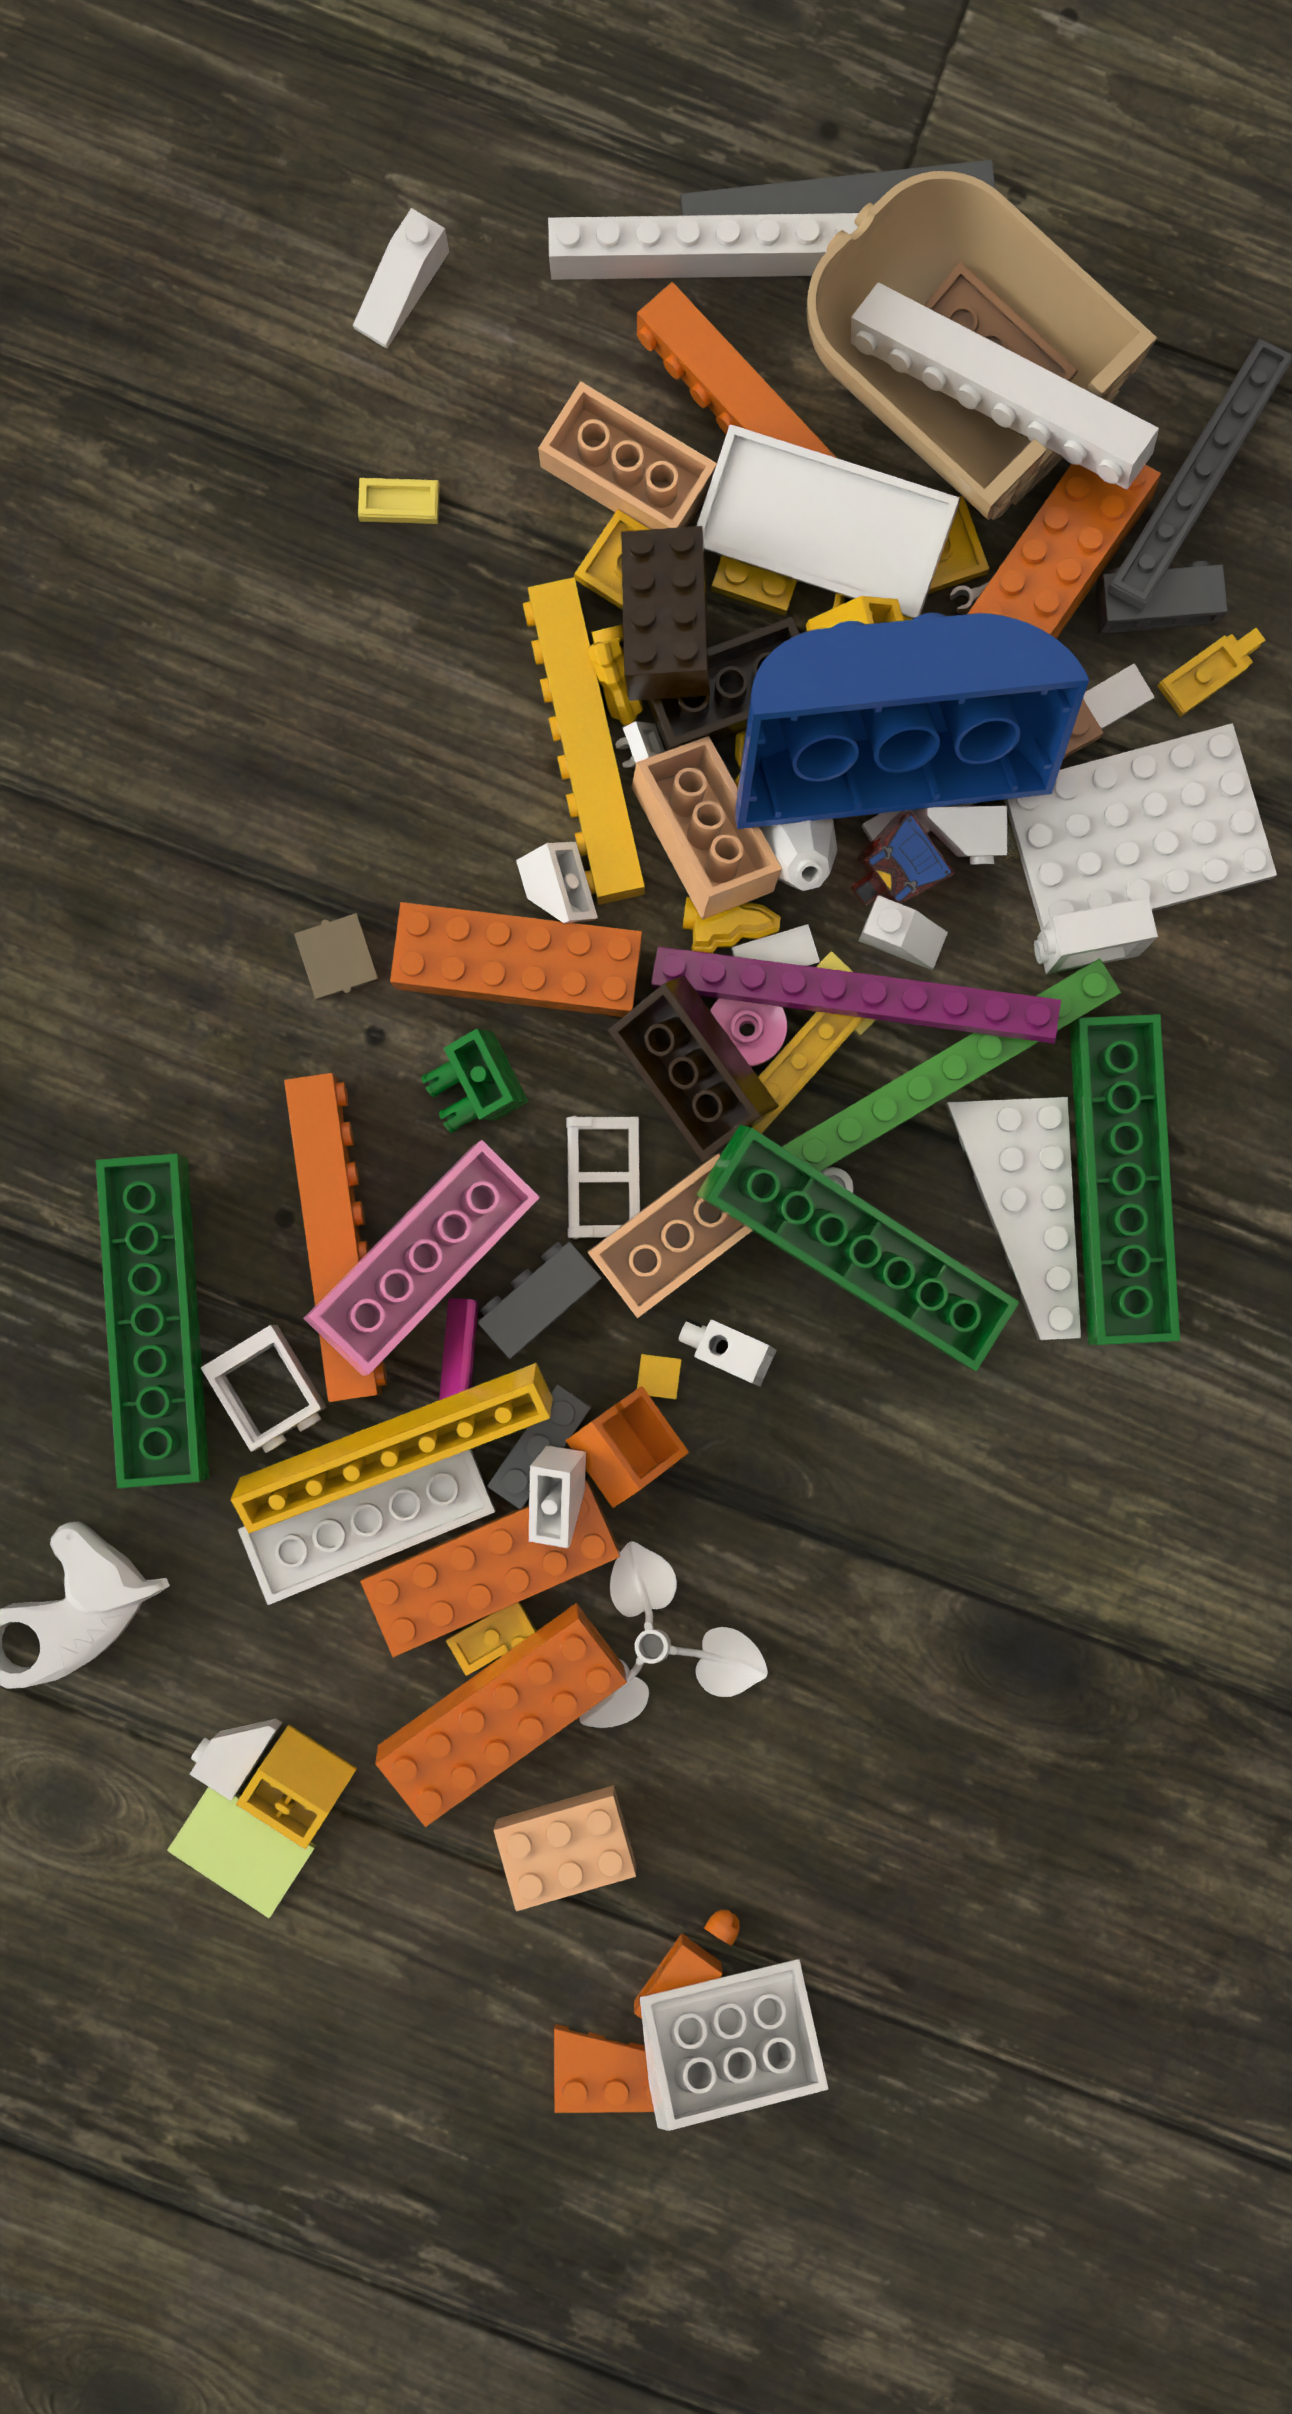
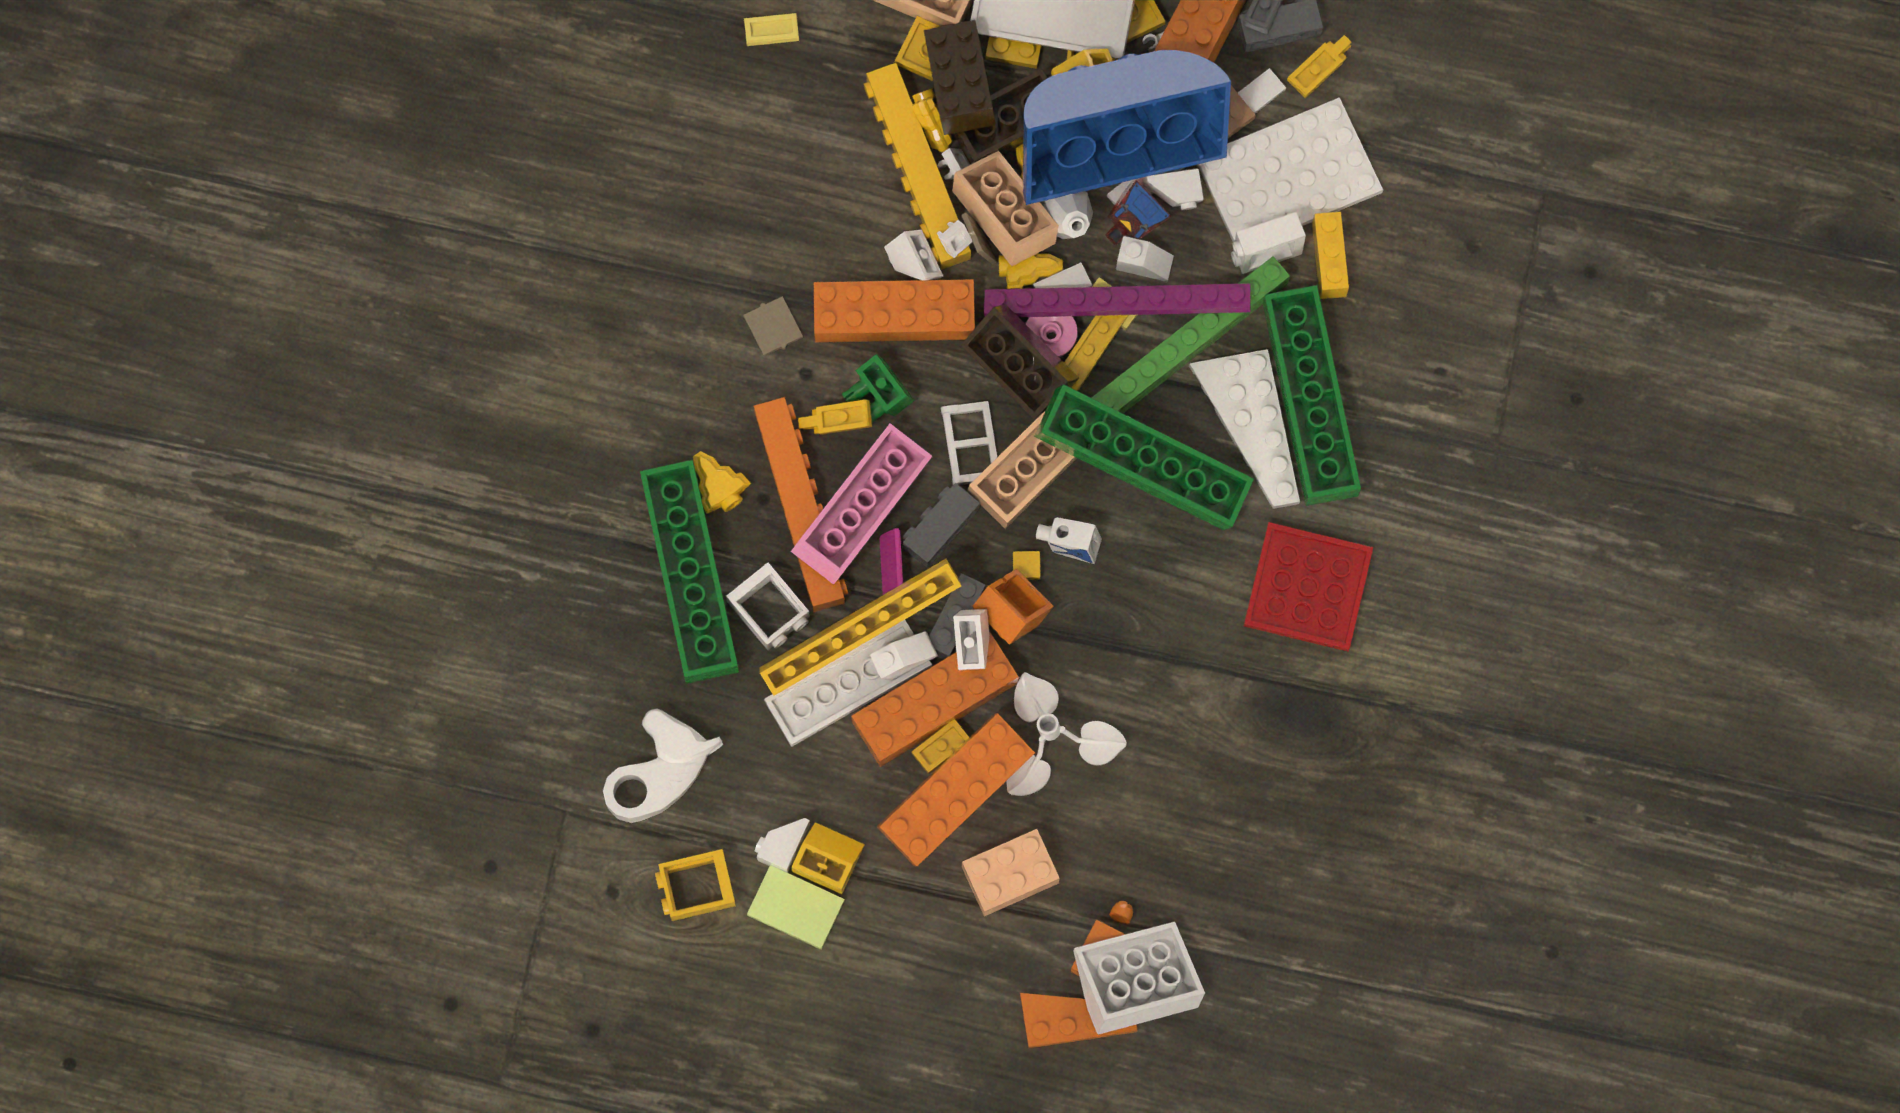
camera: 10 degrees left, 10 degrees down
(138, 1799) = (690, 862): none -> yellow window
(218, 1188) = (718, 484): none -> yellow rock
(410, 1115) = (838, 417): none -> yellow hinge
(450, 1503) = (903, 656): none -> white slope
(622, 864) = (955, 238): none -> white tile
(659, 868) = (979, 238): none -> dark tan piece
(1074, 1471) = (1308, 586): none -> red plate
(1184, 965) = (1330, 255): none -> yellow brick

